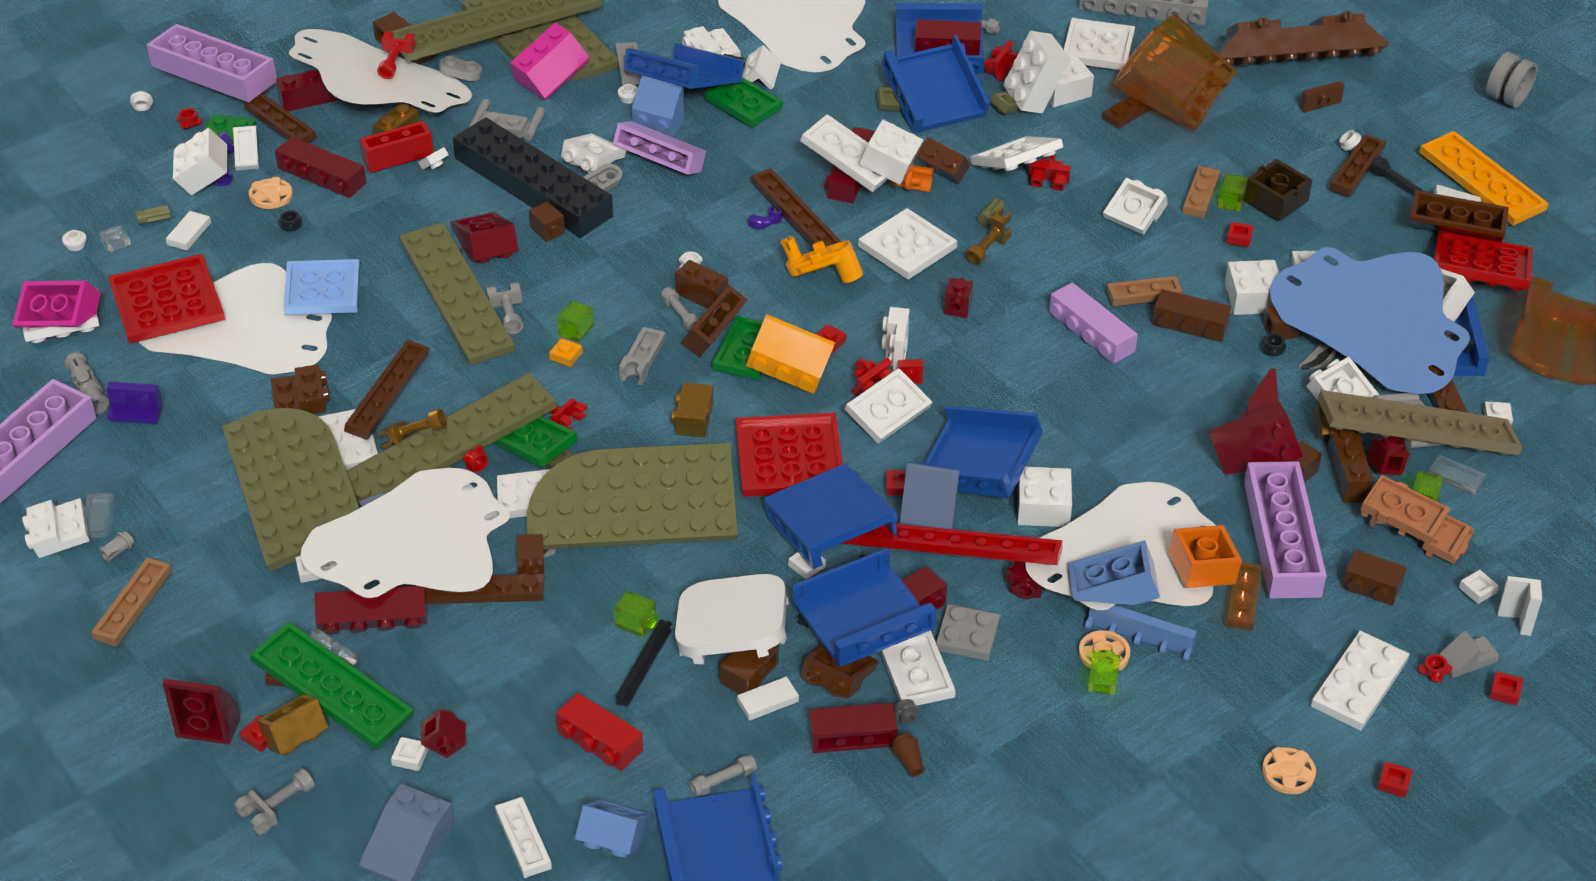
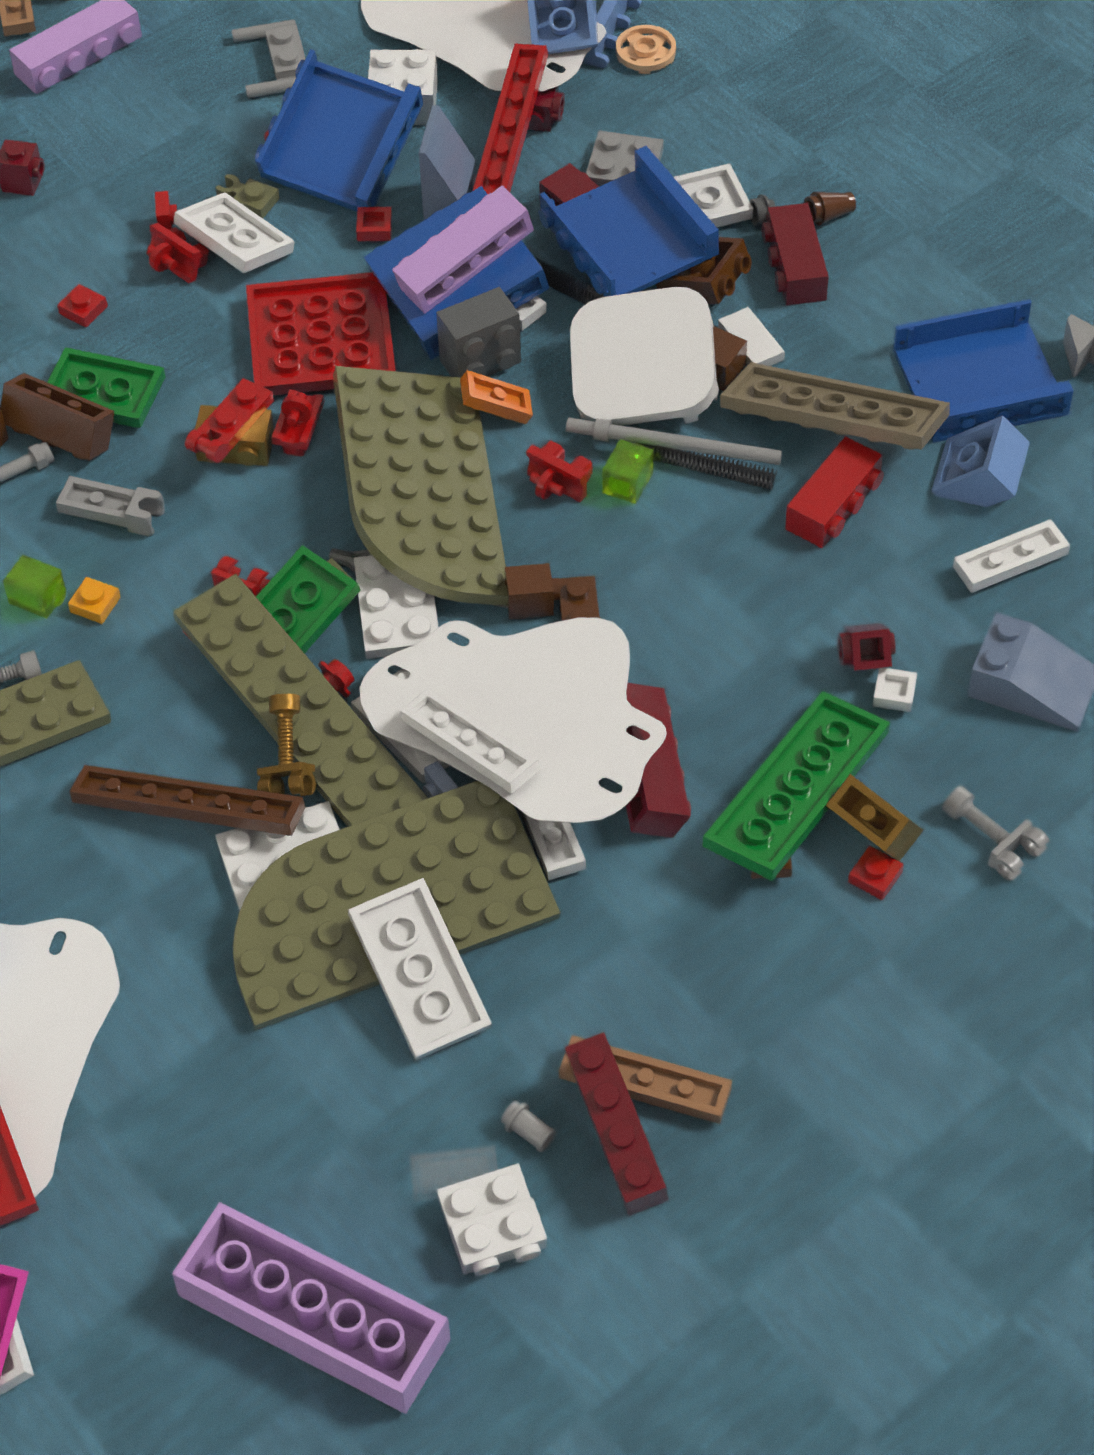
camera: 90 degrees left, 10 degrees up
(86, 381) = (140, 1253): light grey piece -> none
(93, 575) = (616, 1124): none -> dark red brick
(134, 402) = (210, 1159): dark purple bracket -> none
(201, 711) = (871, 920): dark red slope -> none
(232, 490) = (419, 969): none -> white plate
(302, 390) = (176, 930): reddish brown plate -> none
(334, 646) = (732, 784): clear tile -> none
(384, 501) = (470, 740): none -> white plate
(637, 572) = (555, 475): none -> red hips
(670, 601) = (604, 430): none -> light grey bar
(671, 728) = (835, 405): none -> dark tan plate
(691, 396) = (230, 421): none -> red plate
(699, 434) = (297, 422): none -> red hips
(701, 786) = (864, 354): light grey bar -> none
(709, 540) = (496, 397): none -> orange plate
(763, 527) = (479, 335): none -> dark grey brick
(790, 354) = (148, 320): light orange slope -> none
(827, 501) = (463, 249): none -> lavender brick
(897, 335) = (114, 215): white plate -> none
(933, 421) = (252, 194): none -> olive plate
(1088, 436) = (284, 50): none -> light grey plate
(1104, 672) = (691, 38): clear neon green brick -> none

